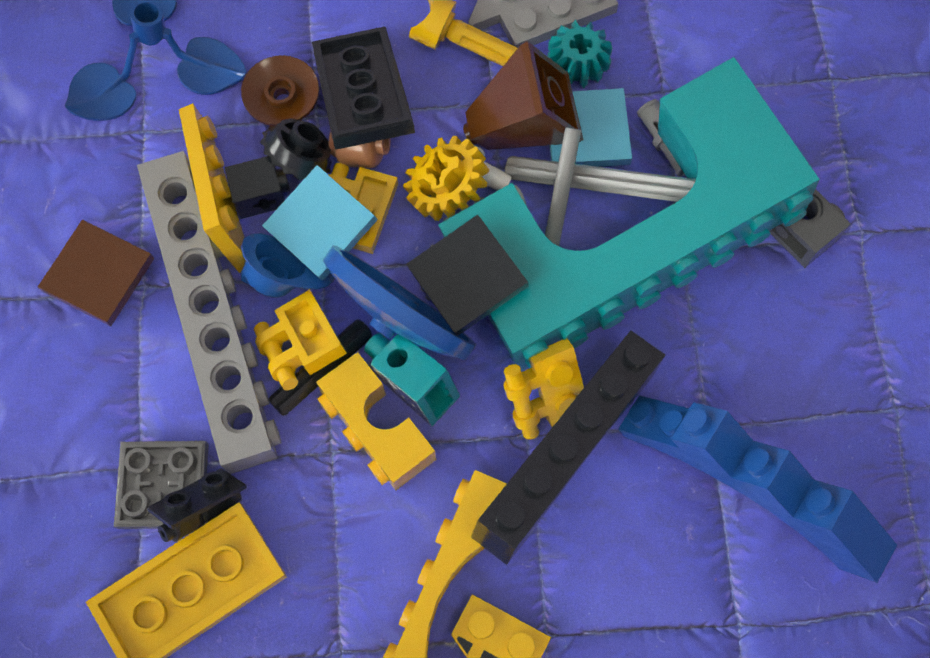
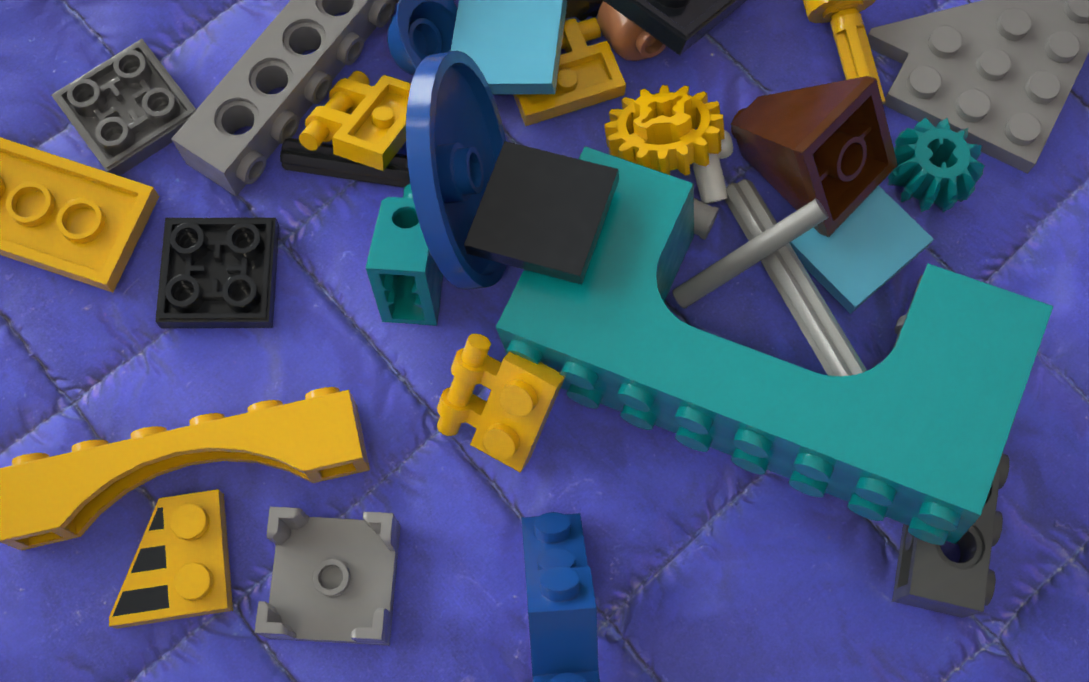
camera: 50 degrees right, 0 degrees up
(209, 495) = (96, 135): black hinge -> none
(324, 502) = (218, 273): none -> black tile
(395, 452) = (313, 299): yellow arch -> none
(566, 447) = (368, 460): black arch -> none
(577, 562) = (330, 578): none -> light grey panel

